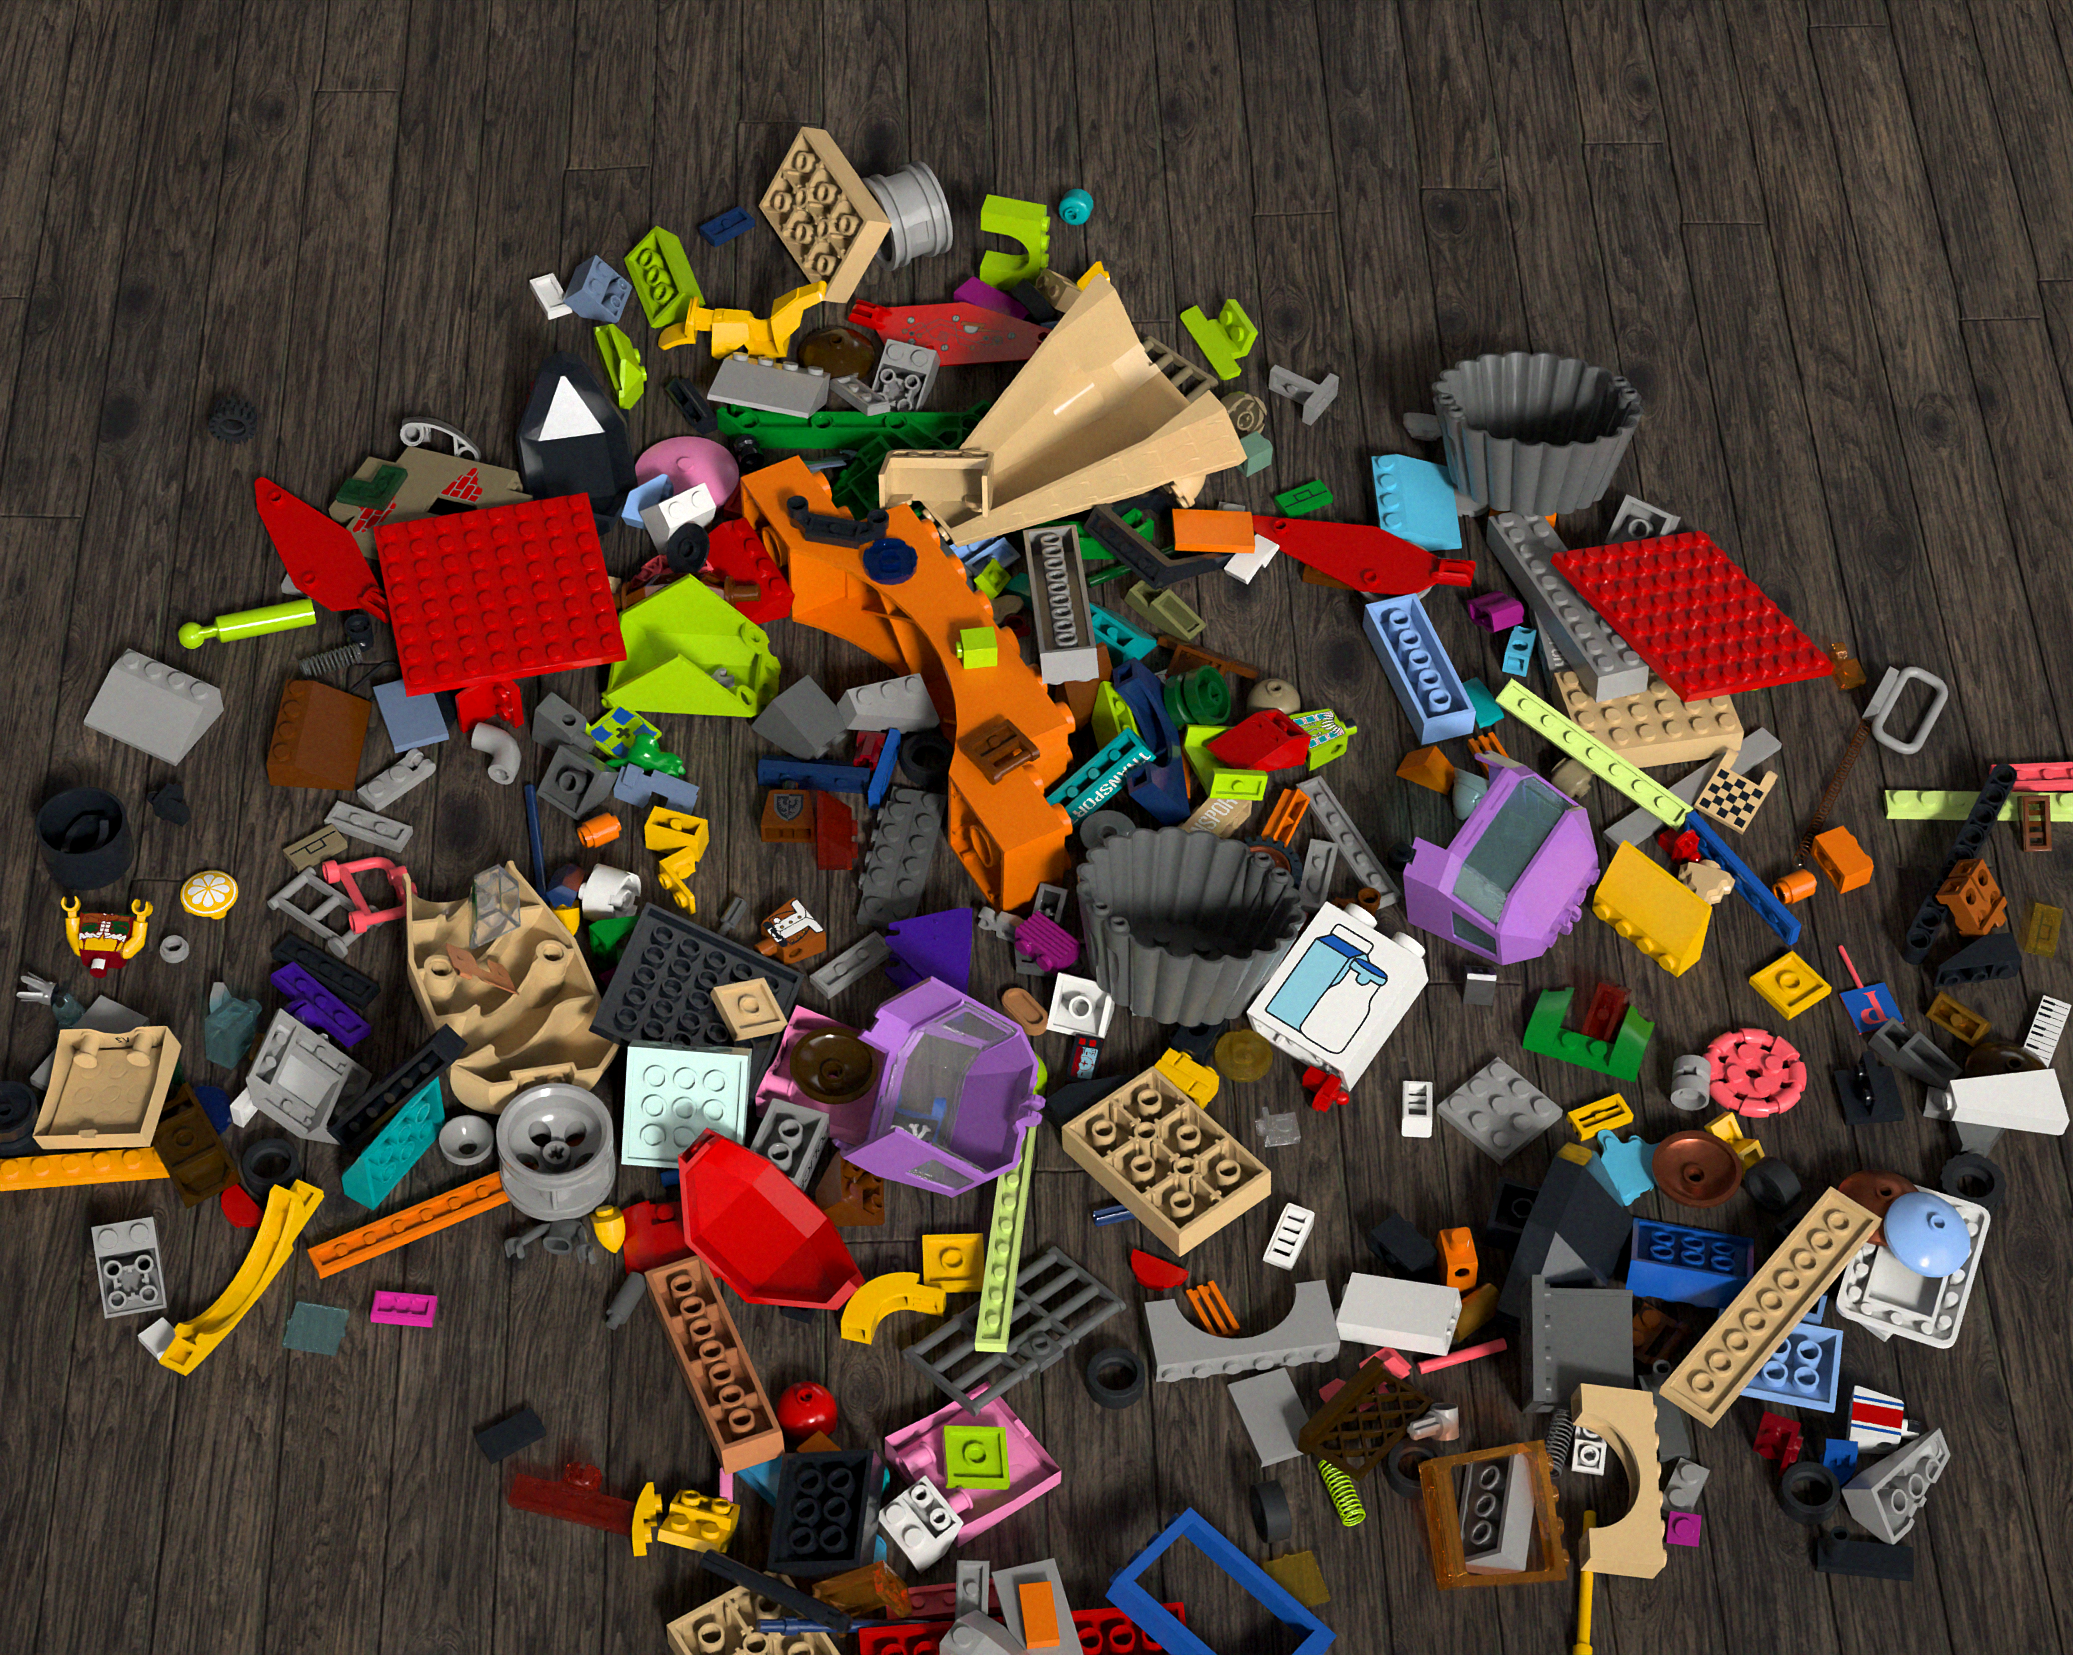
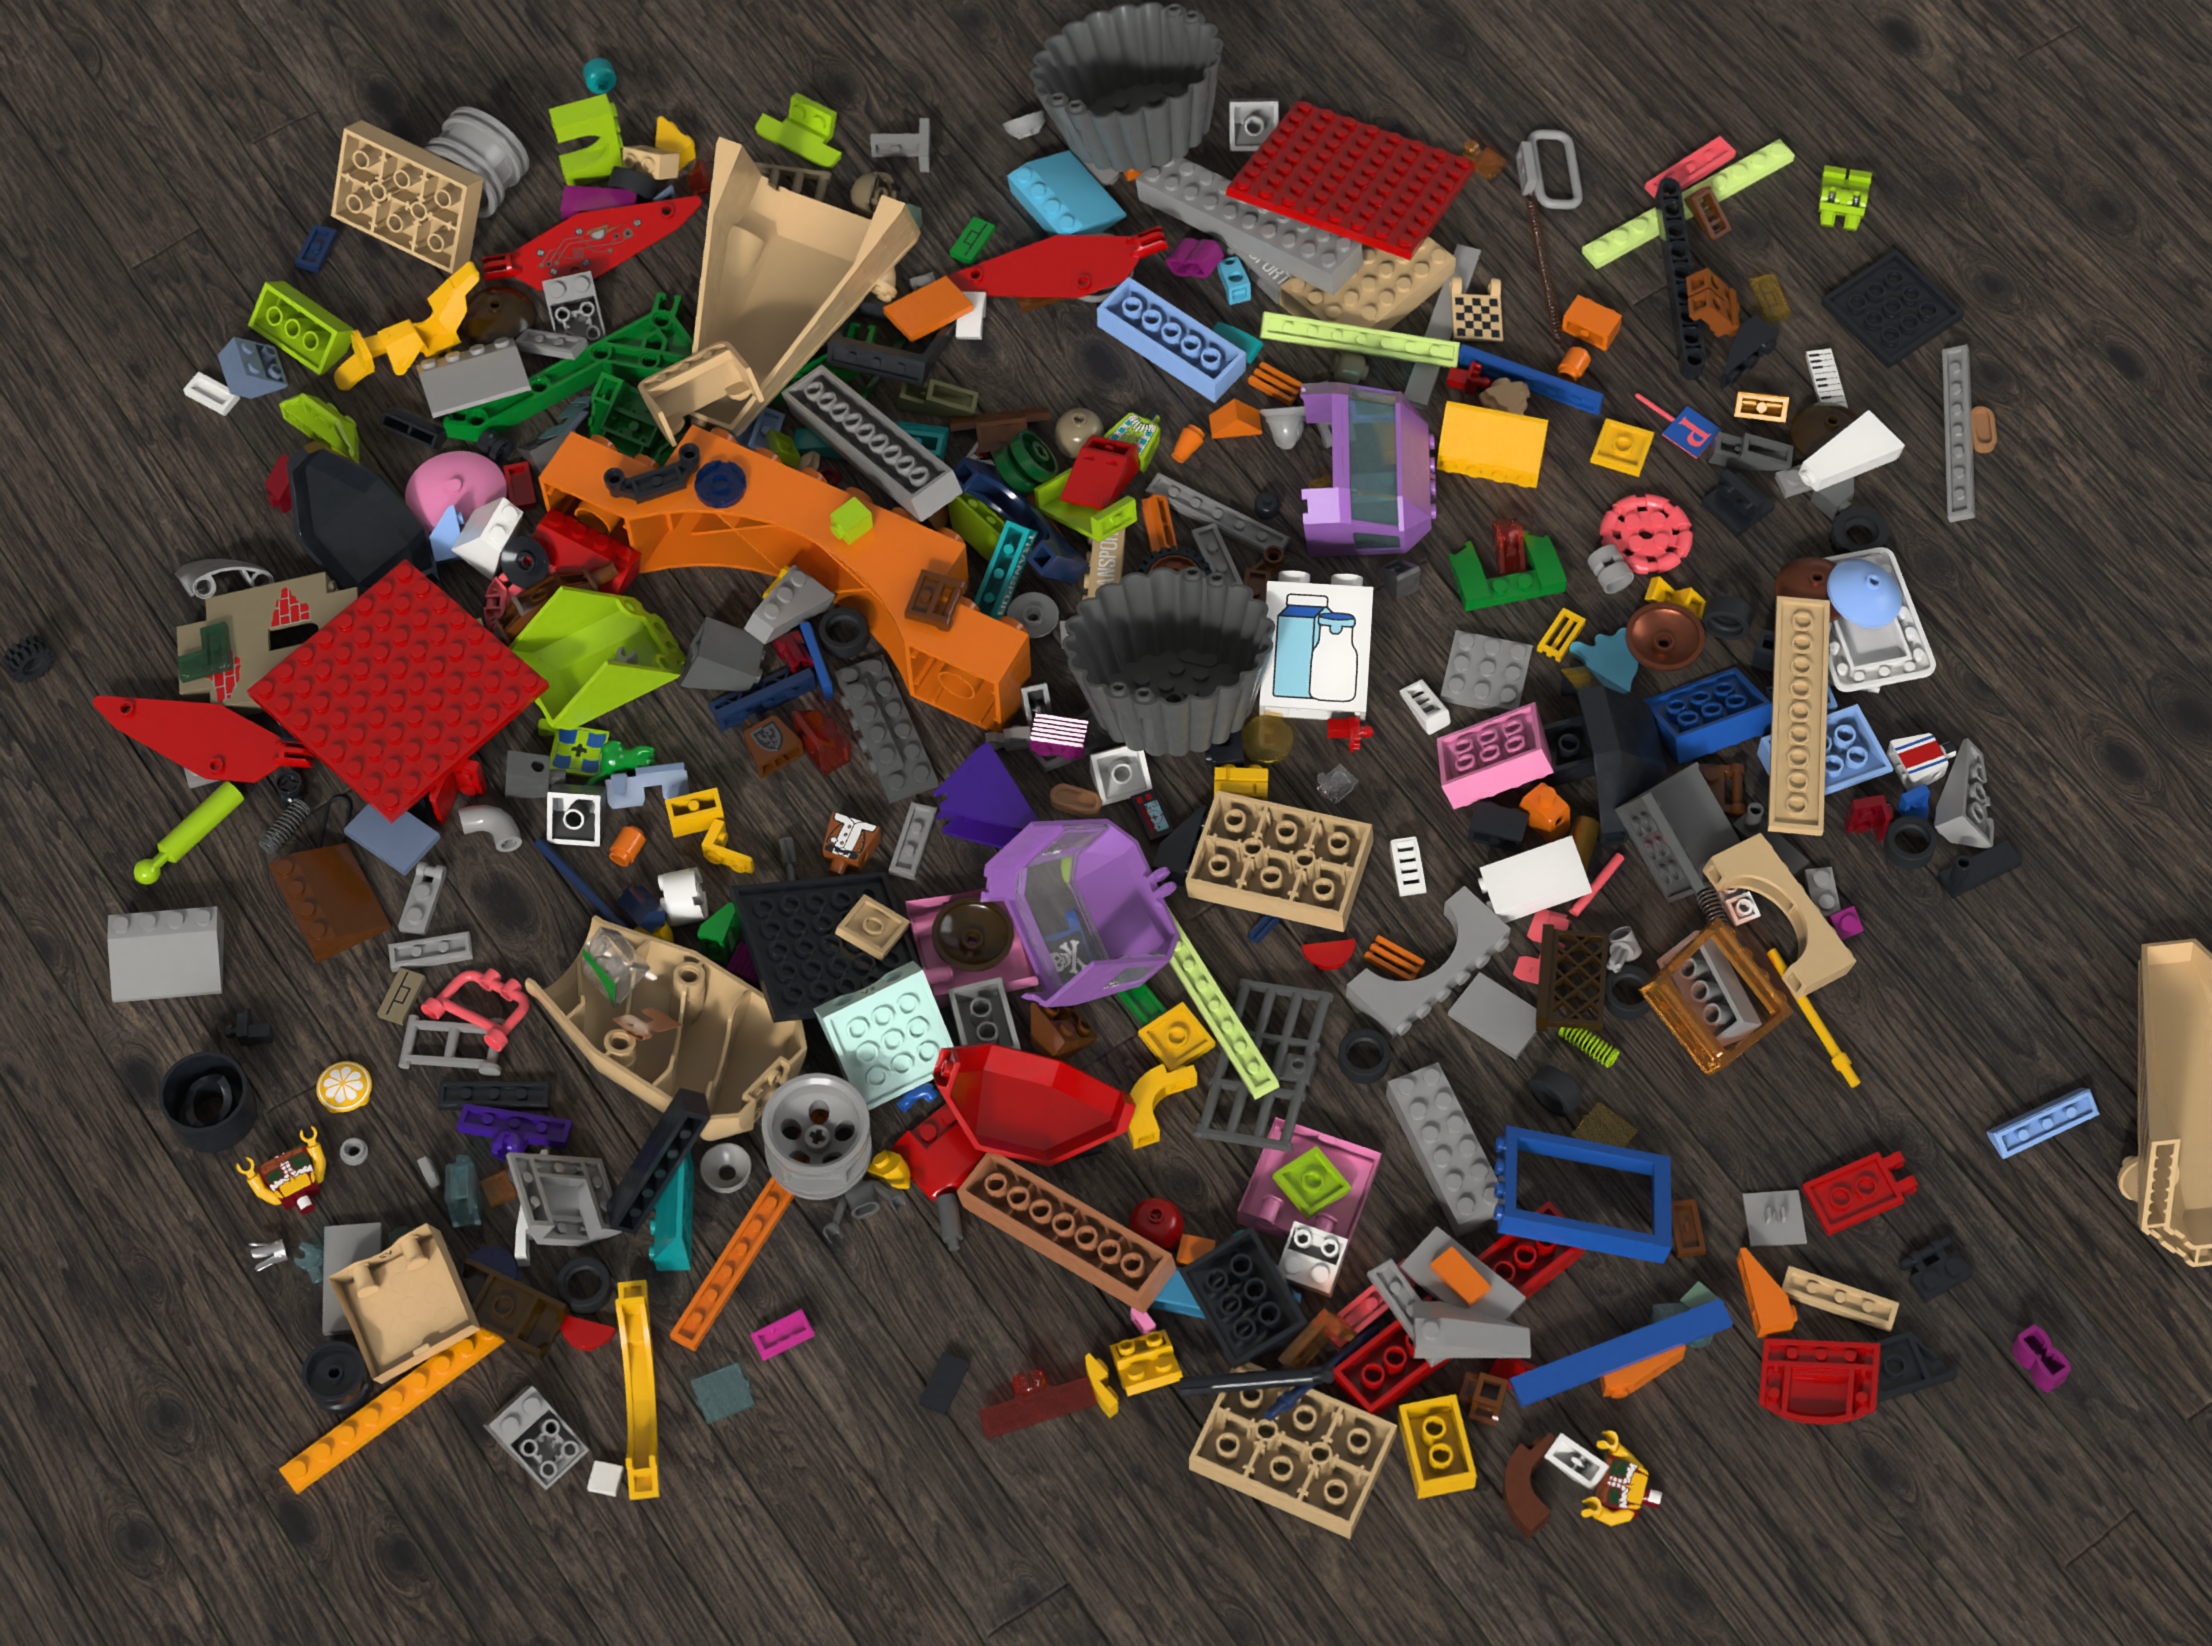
camera: 30 degrees left, 10 degrees up
(948, 1214) = (1142, 1004): none -> green tile
(1127, 1496) = (1445, 1147): none -> light grey brick
(1366, 765) = (1188, 442): none -> orange cone
(1441, 1182) = (1493, 756): none -> bright pink slope

